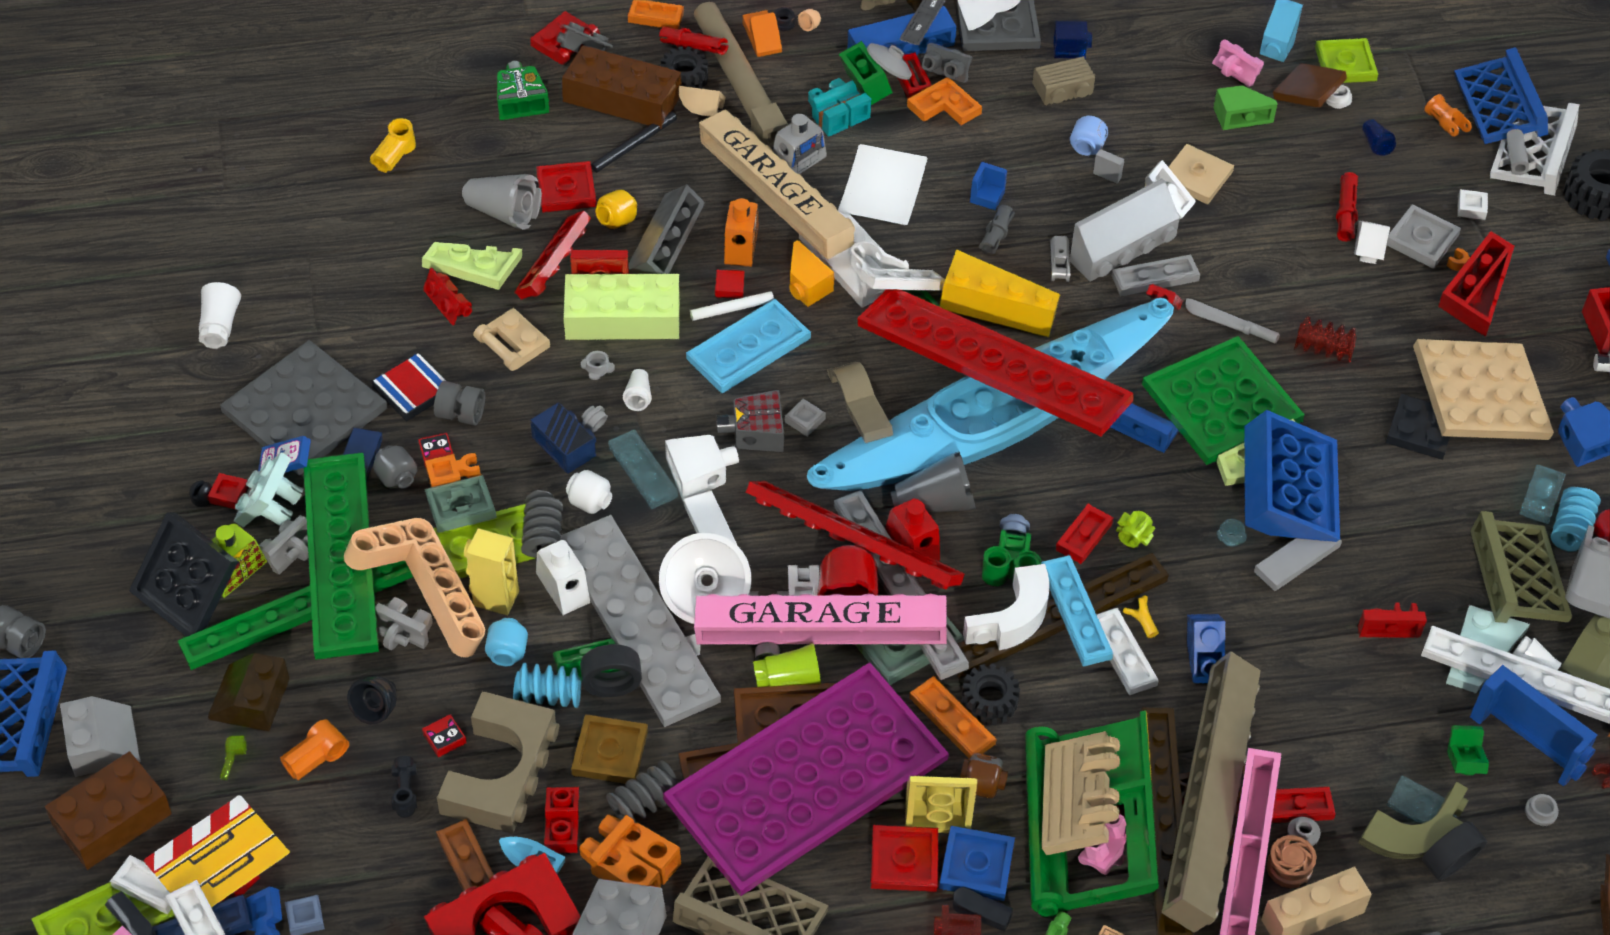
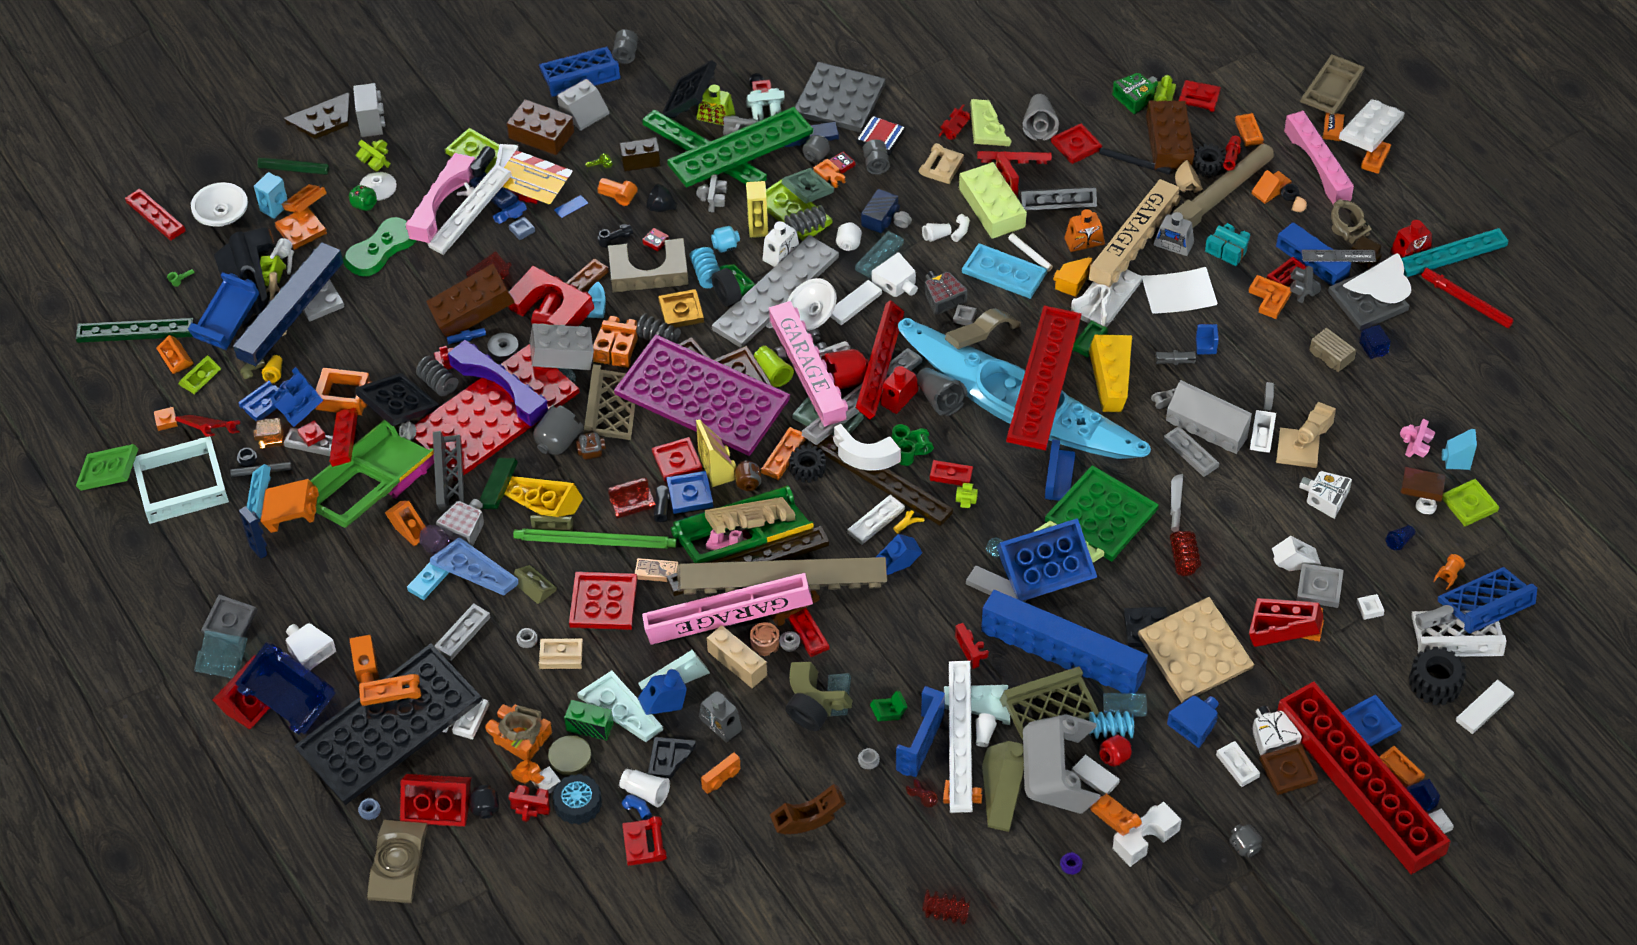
camera: 70 degrees right, 0 degrees up
(217, 313) = (877, 33): white plant -> none
(294, 448) = (793, 99): tile -> none
(297, 830) = (571, 206): none -> sticker
(396, 144) = (1059, 54): yellow piece -> none
(421, 549) = (756, 175): light nougat beam -> none
(549, 71) = (1165, 89): none -> lime hinge
(562, 819) = (631, 306): red slope -> none
(575, 37) = (1199, 110): dark grey hinge -> none
(597, 364) = (945, 207): light grey plate -> none
(616, 209) = (1068, 170): yellow head -> none
(645, 356) = (962, 230): none -> white arm
(729, 283) = (1046, 245): red tile -> none
(865, 72) = (1262, 245): green brick -> none
(890, 60) = (1277, 251): light grey dish -> none
(902, 279) = (1089, 315): white tile -> none
(1015, 524) = (936, 437): sand blue plate -> none
(1077, 611) = (885, 482): medium azure tile -> none
(1088, 135) = (1290, 378): light blue head -> none
(1158, 292) = (1163, 454): red tile -> none
(1177, 138) = (1317, 423): none -> tan piece
(1243, 107) = (1373, 451): bright green slope -> none
(1286, 173) = (1326, 492): none -> white torso
(1347, 213) = (1343, 532): red pin -> none
(1435, 515) = (1063, 642): none -> blue brick

